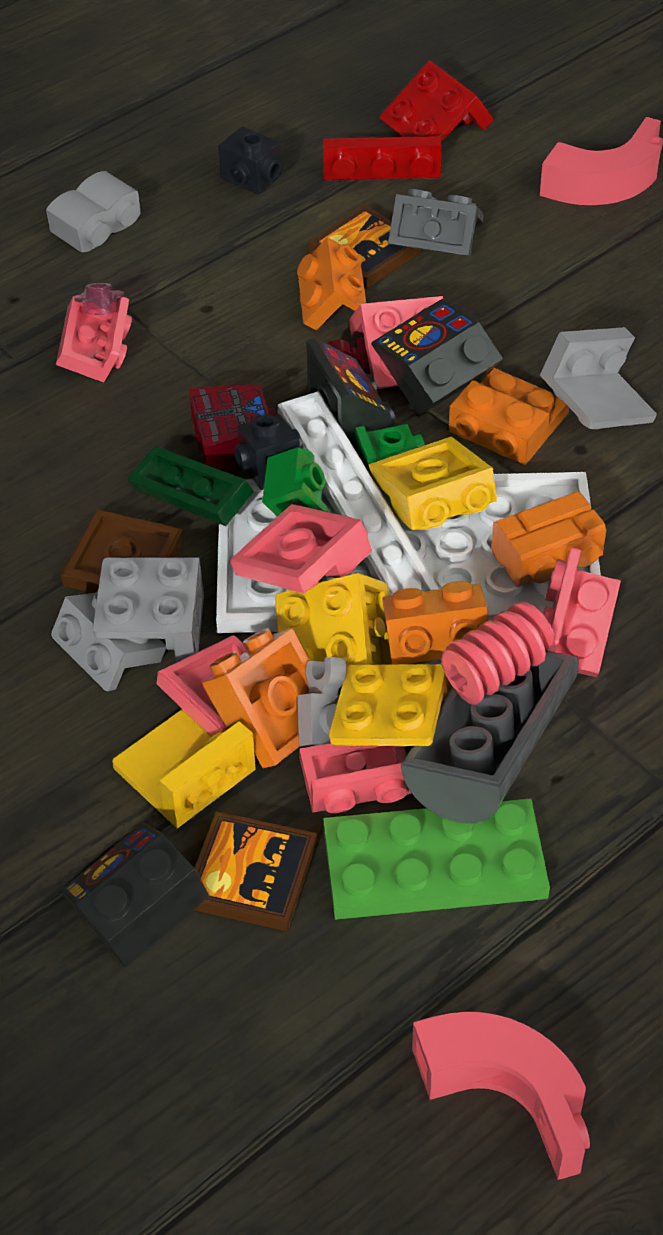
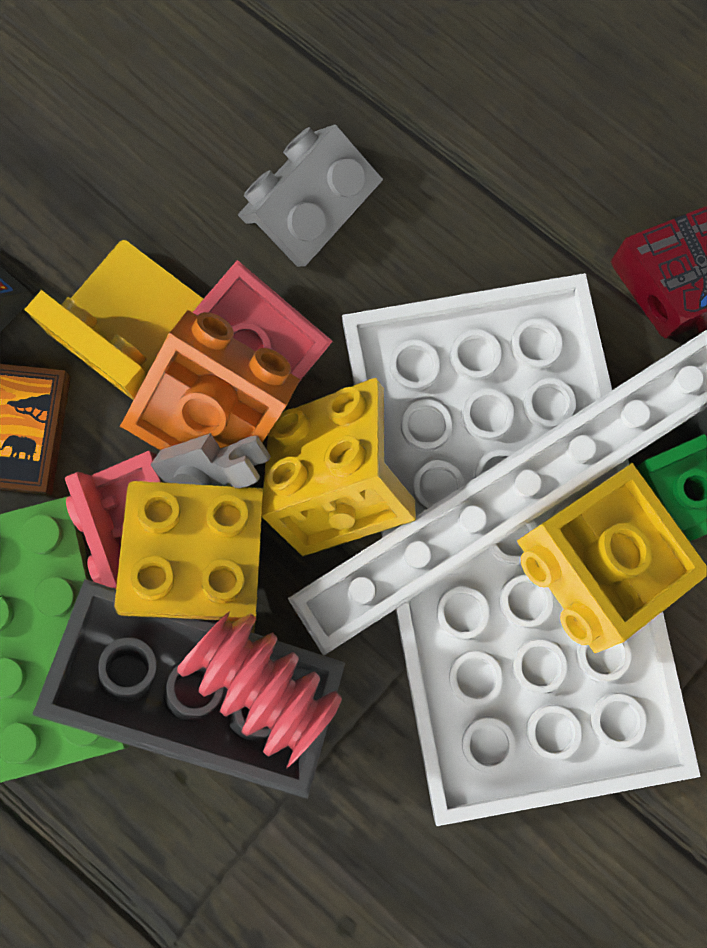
camera: 80 degrees right, 30 degrees up
(117, 537) = (449, 186): reddish brown tile -> none
(151, 602) = (344, 230): light grey bracket -> none
(191, 485) = (559, 237): dark green plate -> none
(262, 439) = (630, 324): black brick -> none
(293, 479) = (561, 366): green brick -> none
(302, 549) = (431, 397): coral plate -> none
(428, 621) = (342, 594): orange bracket -> none
(539, 536) = (534, 738): orange brick -> none
(580, 612) = (401, 788): coral bracket -> none

